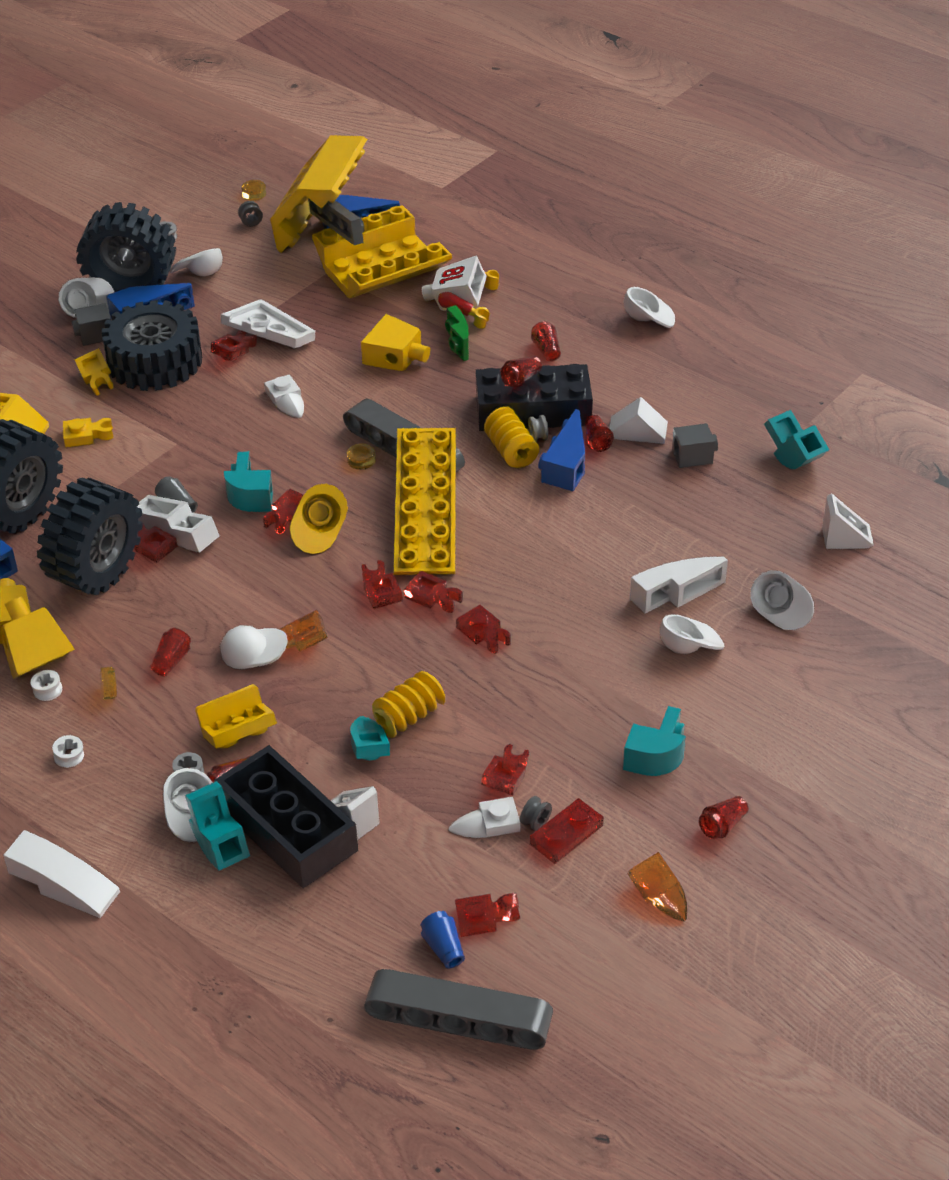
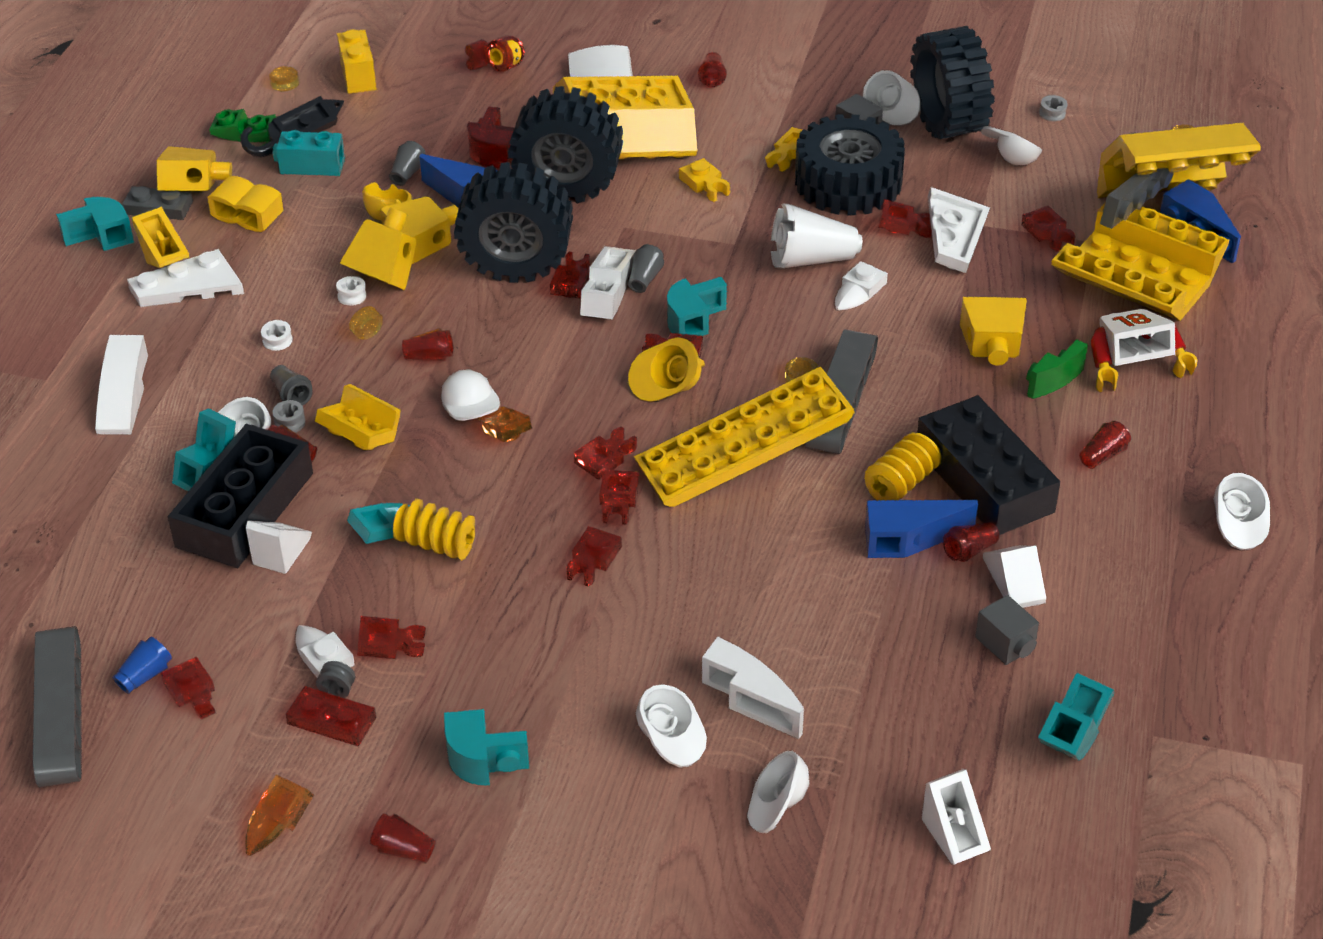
camera: 65 degrees right, 0 degrees up
(151, 755) = (291, 384): none -> dark grey cone
(174, 293) = (923, 139): blue slope -> none
(222, 397) = (811, 238): none -> white cone
(301, 282) = (1047, 224): none -> clear red plate
(518, 371) = (982, 422): clear red cone -> none
(538, 428) = (939, 486): light grey bush -> none

